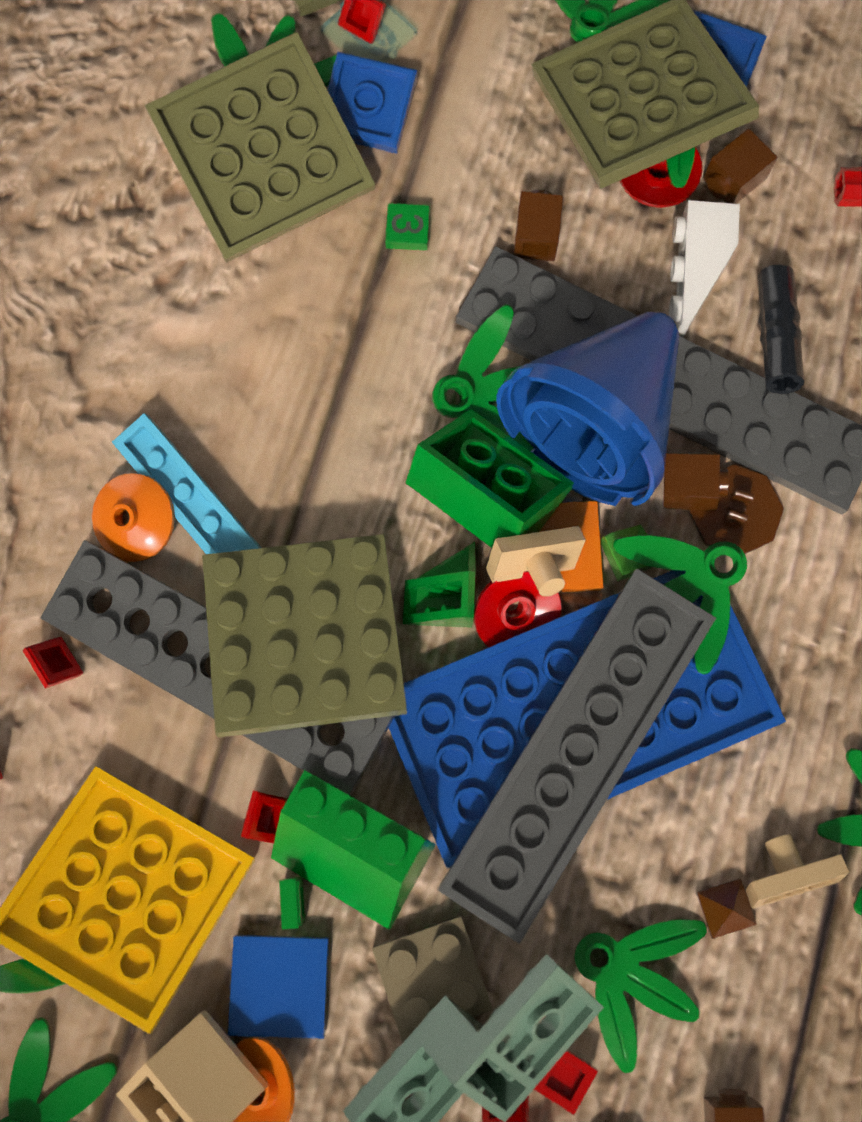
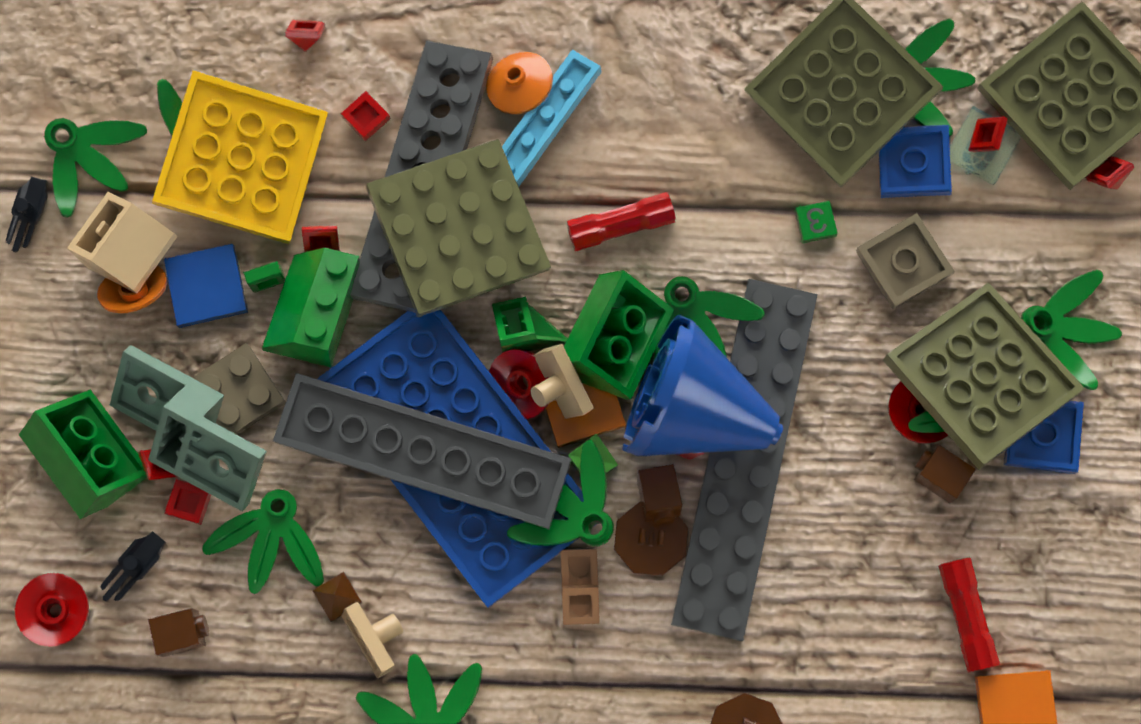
camera: 75 degrees right, 0 degrees up
(53, 662) = (396, 59): red slope -> none
(115, 719) = (365, 116): none -> red plate
(346, 473) = (597, 228): none -> red axle
(482, 143) = (904, 261): none -> dark tan plate
(538, 225) = (844, 322): reddish brown brick -> none
(706, 243) = (858, 462): white slope -> none
(780, 329) = (808, 535): black axle -> none
(780, 606) = (580, 586): none -> medium nougat slope

